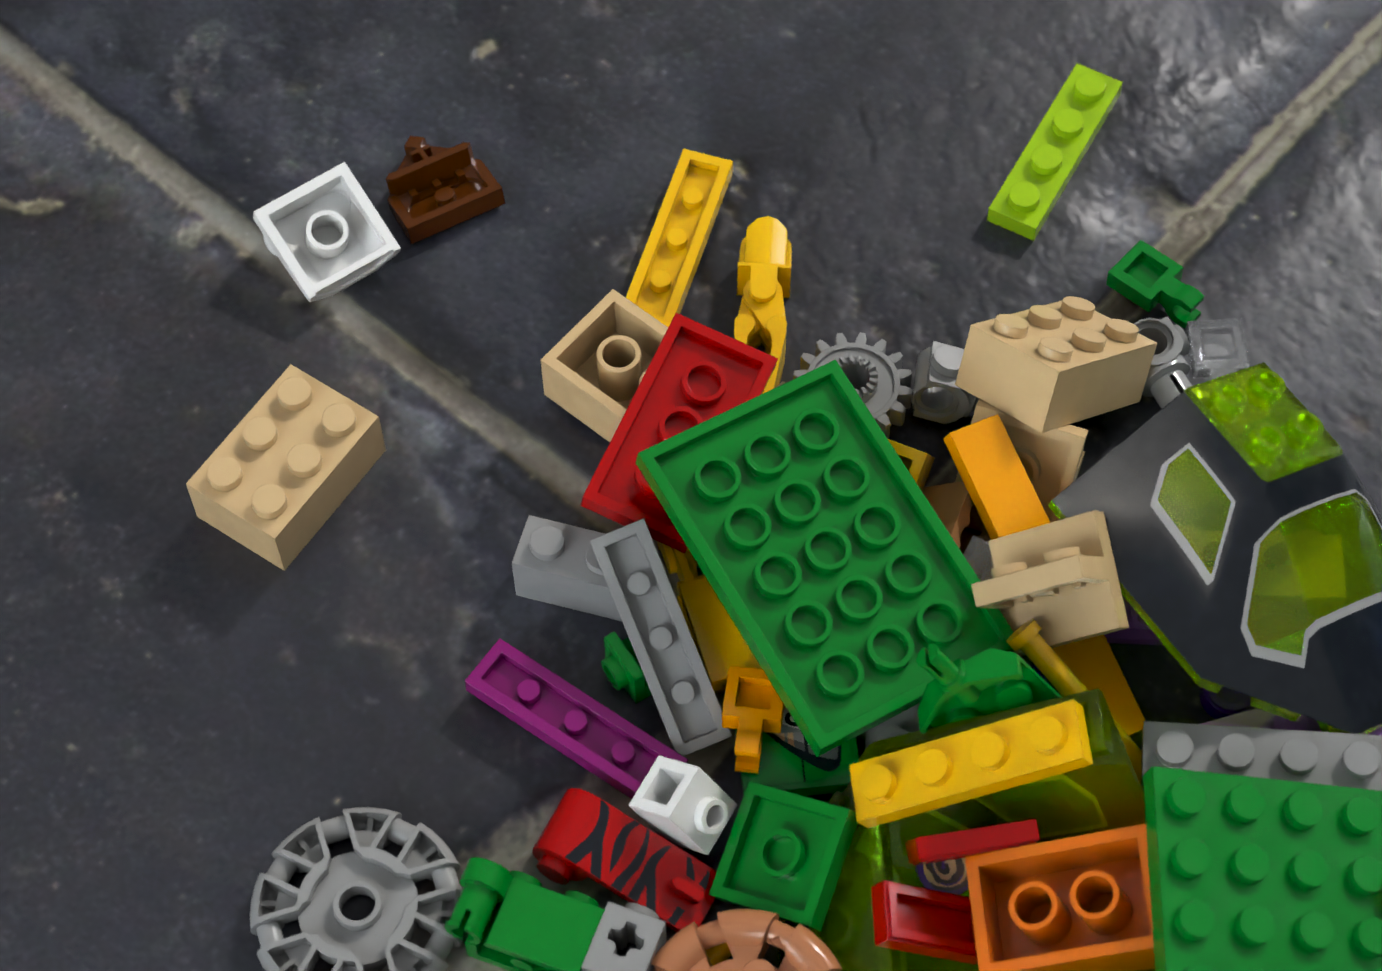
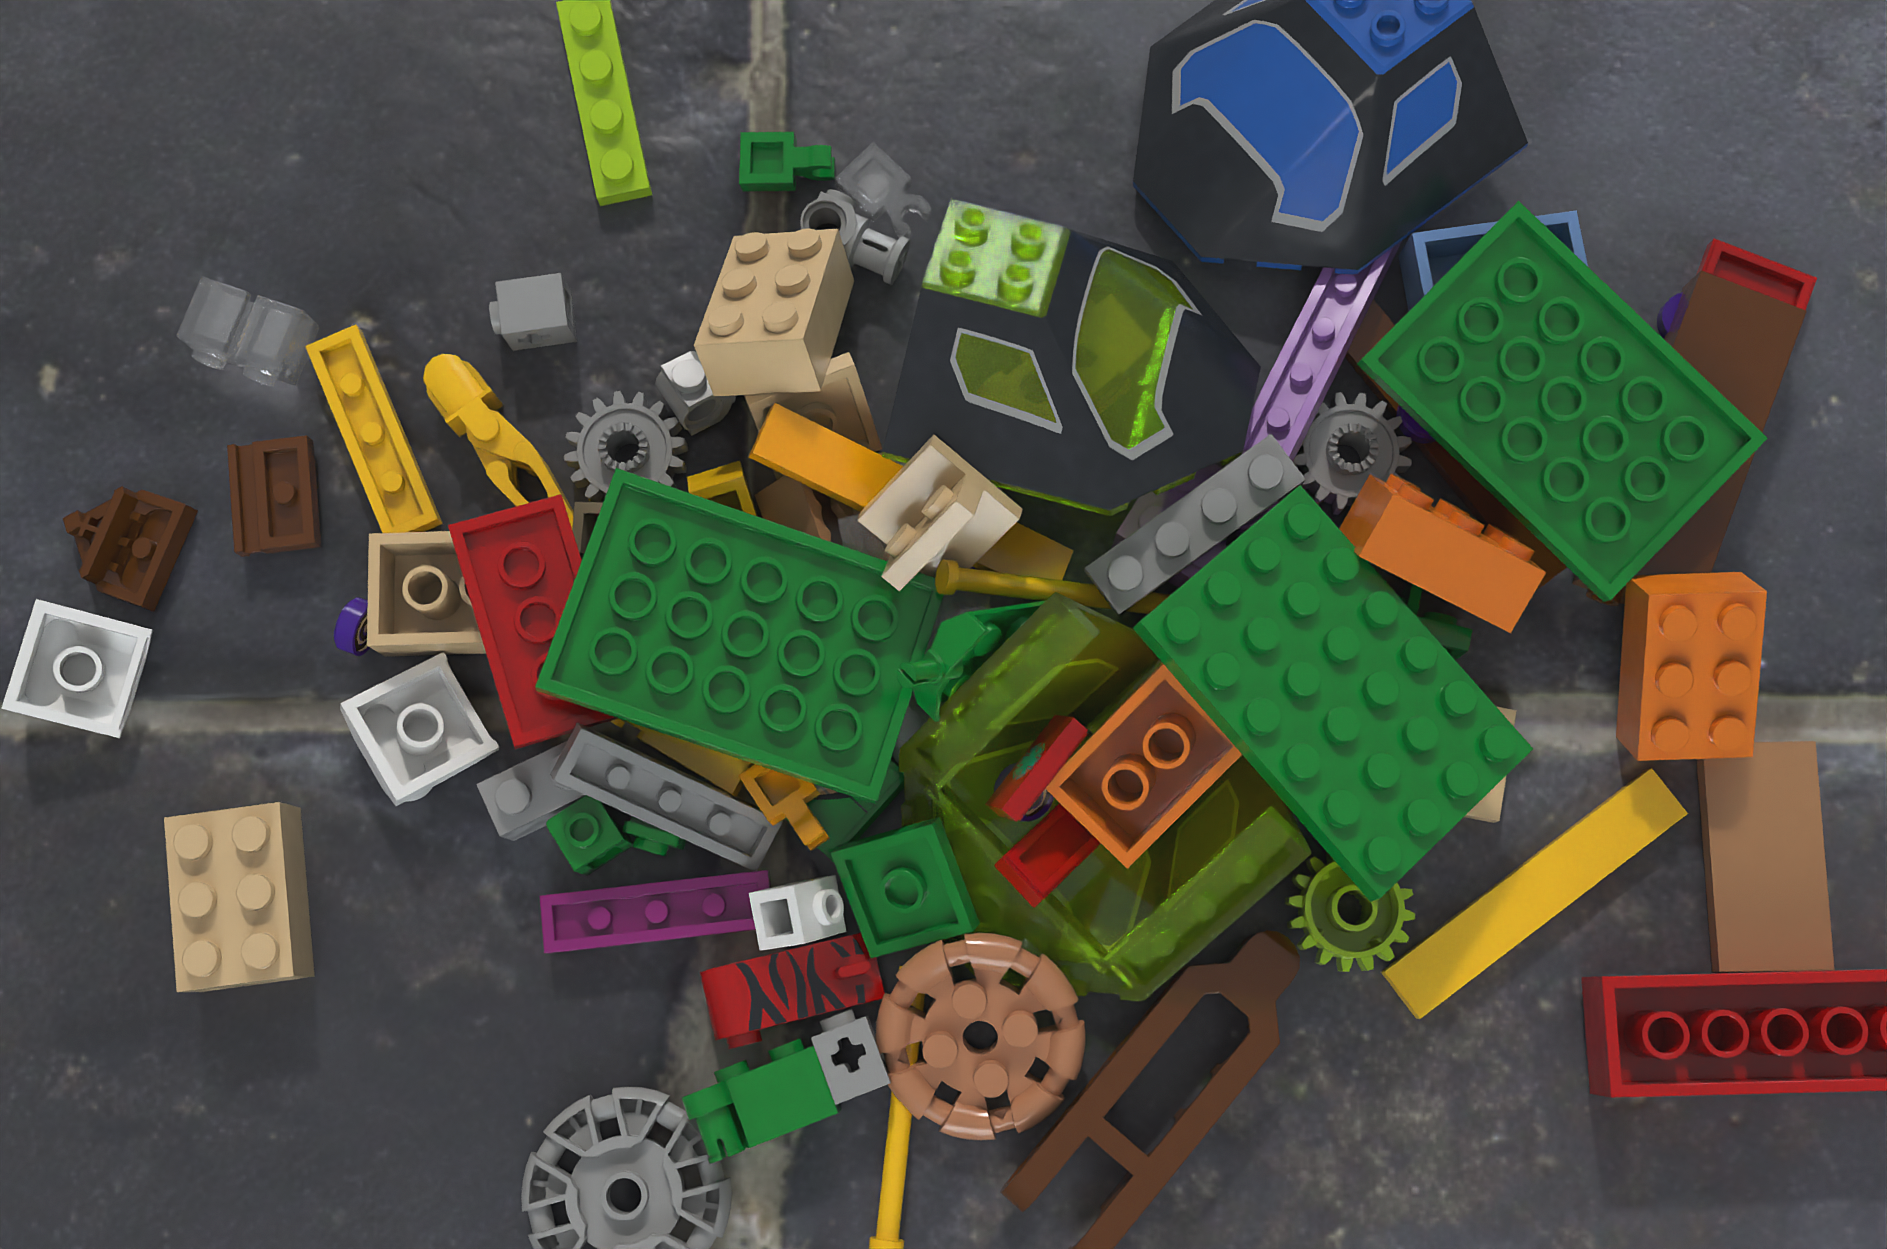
camera: 40 degrees left, 20 degrees up
(520, 454) = (417, 729): none -> white slope
(533, 351) = (351, 627): none -> dark purple tile
(568, 229) = (274, 496): none -> reddish brown plate
(576, 625) = (588, 835): none -> green bracket
(651, 121) = (260, 336): none -> clear piece
(871, 247) = (534, 312): none -> light grey brick
(971, 764) = (998, 721): yellow plate -> none

